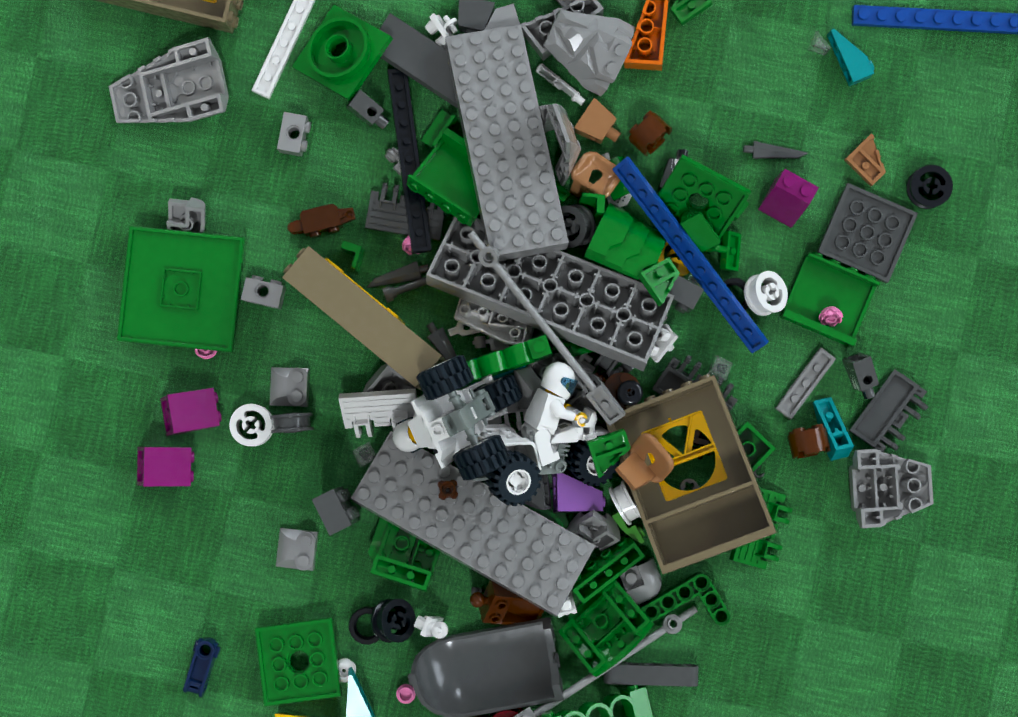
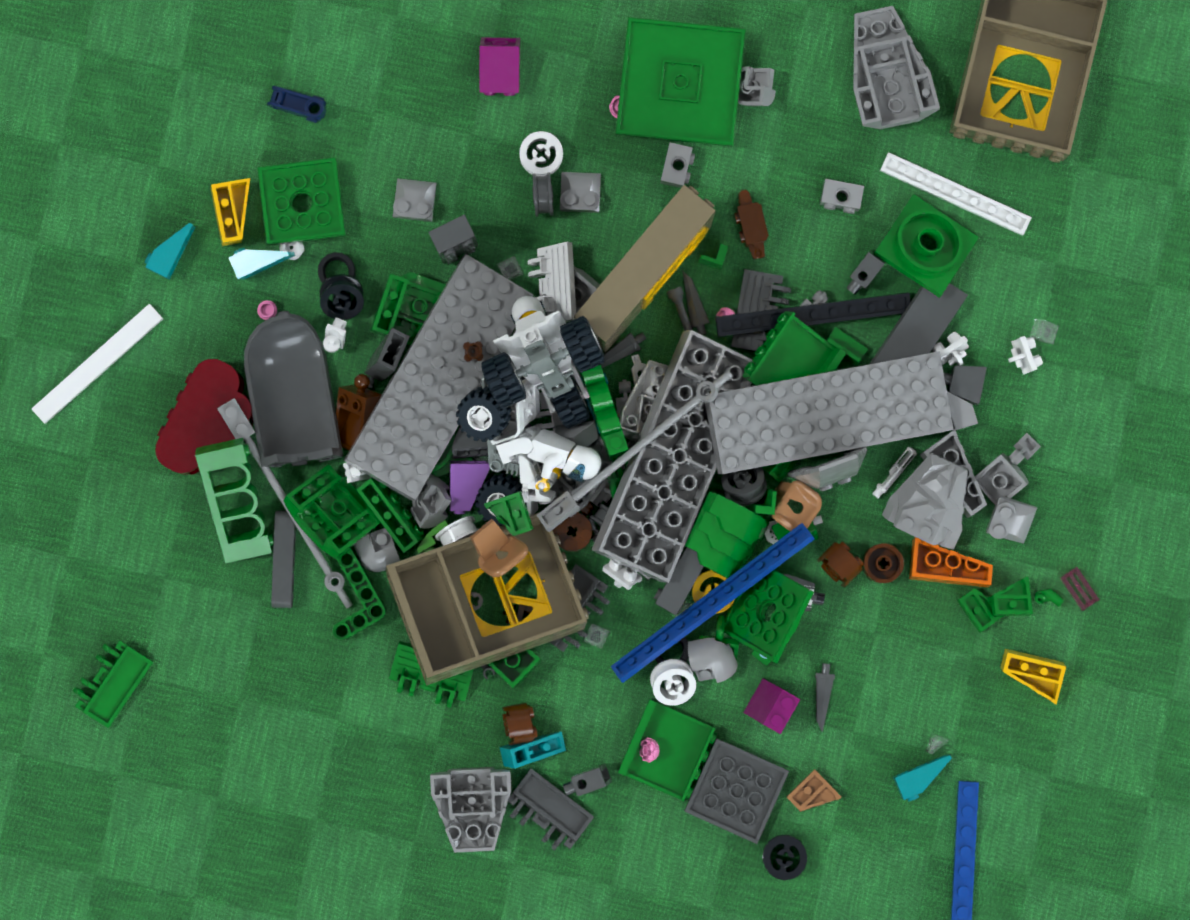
camera: 90 degrees right, 0 degrees up
(190, 411) = (555, 91): magenta slope -> none
(451, 574) = (387, 355): none -> dark grey slope
(597, 123) = (852, 510): medium nougat torso -> none
(622, 392) = (576, 541): black head -> none
(655, 86) = (894, 563): none -> reddish brown brick
(659, 279) = (685, 567): green wing -> none
(699, 231) = (736, 612): green panel -> none
(743, 256) = (711, 659): none -> light grey brick
(805, 383) = (580, 724): light grey tile -> none

